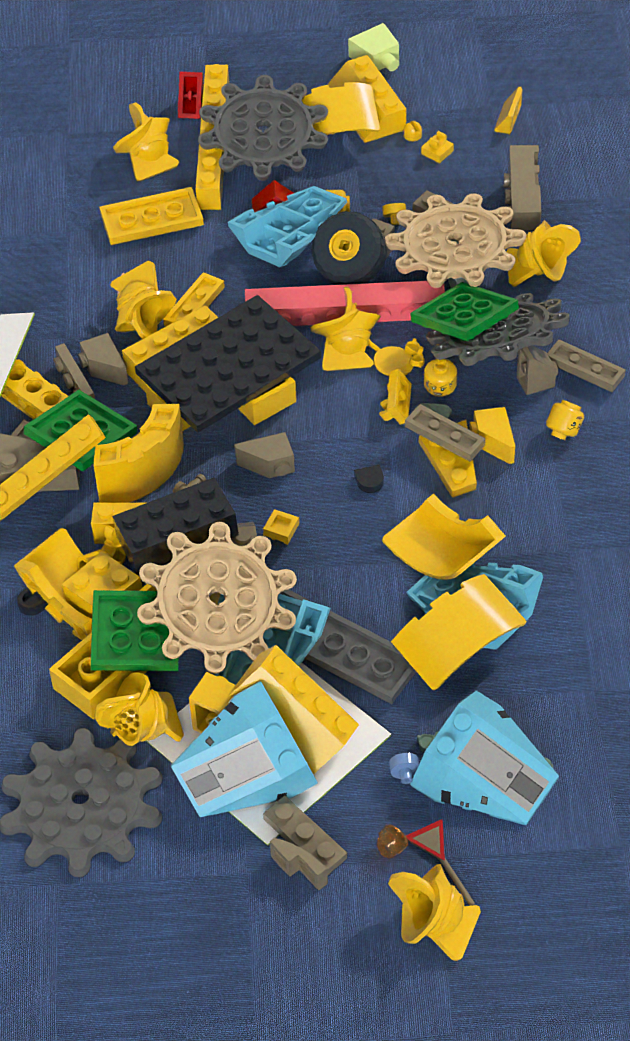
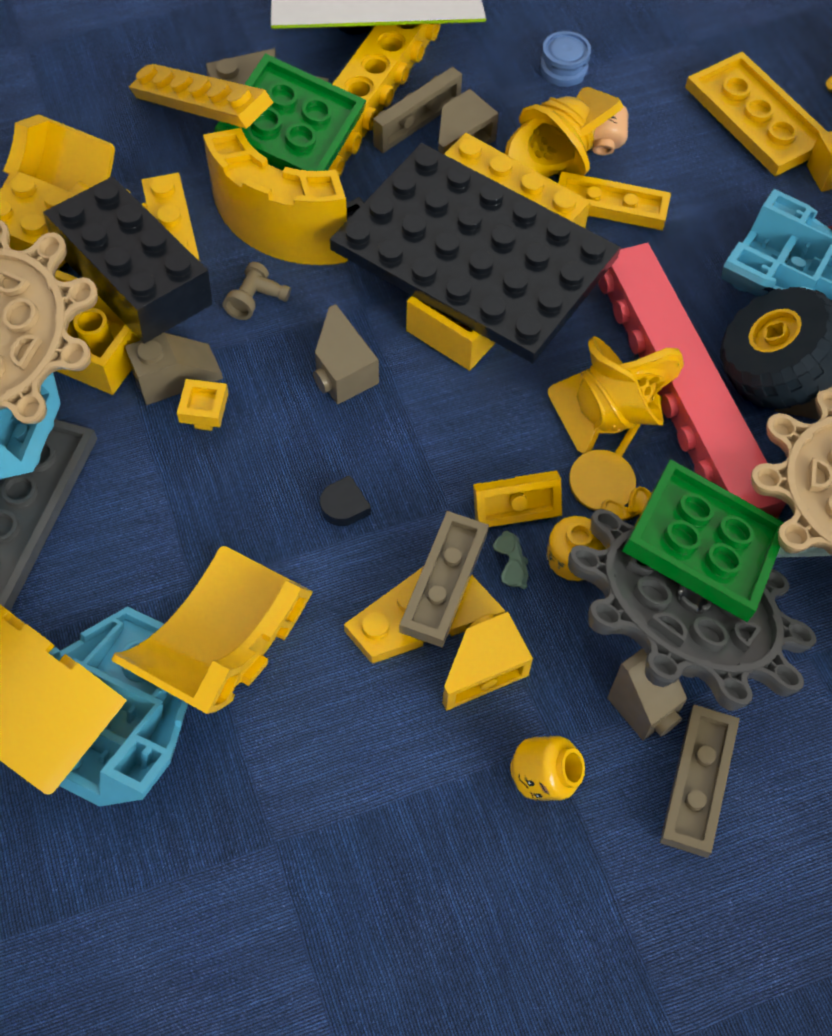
camera: 70 degrees right, 10 degrees up
(61, 294) = (565, 58): none -> medium blue wheel

